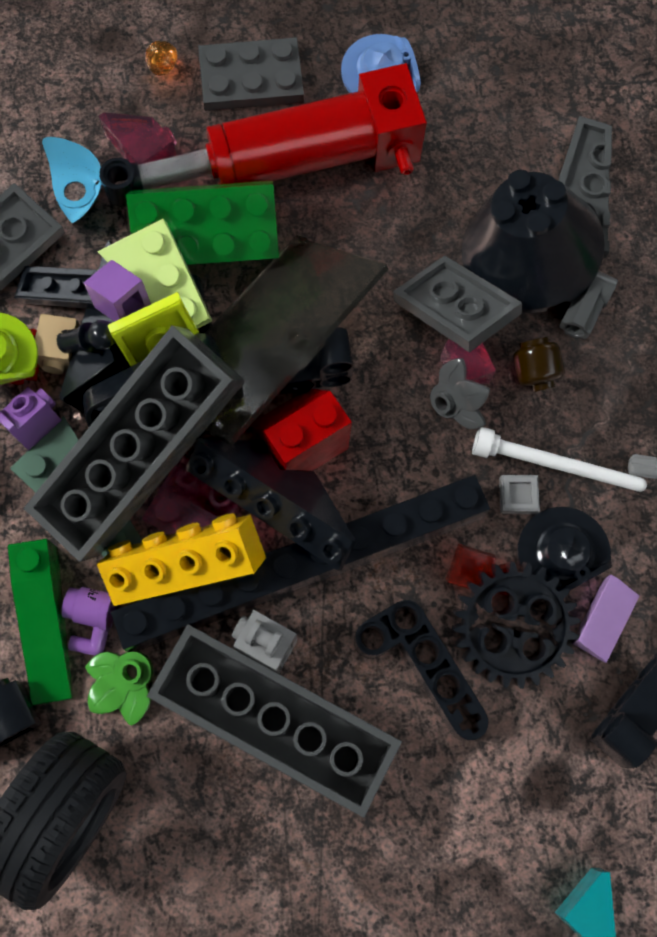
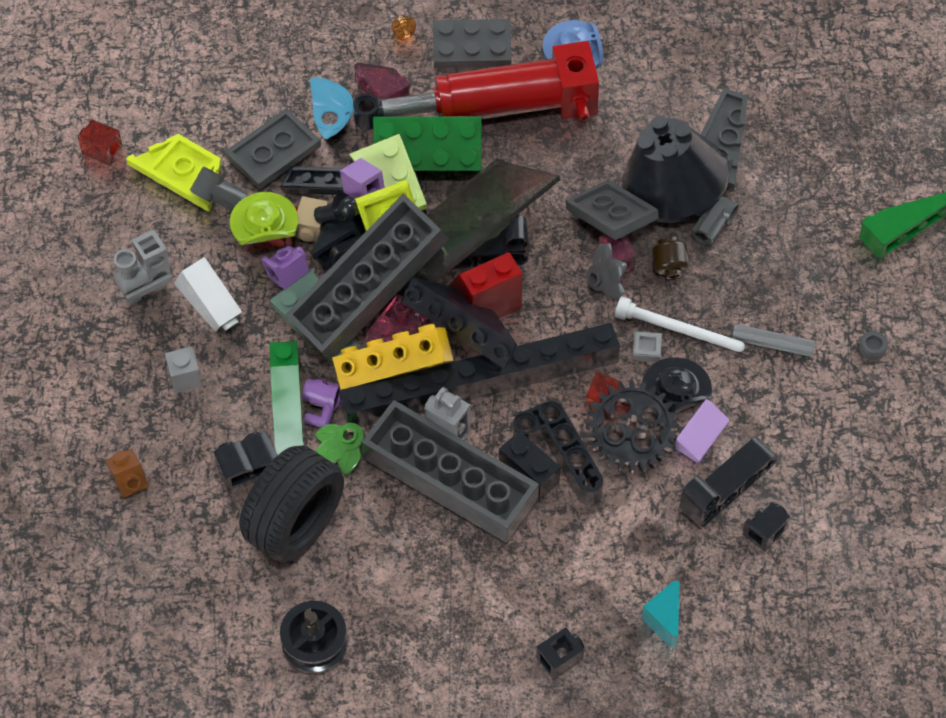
camera: 10 degrees right, 15 degrees down
(383, 697) = (530, 461): none -> black piece

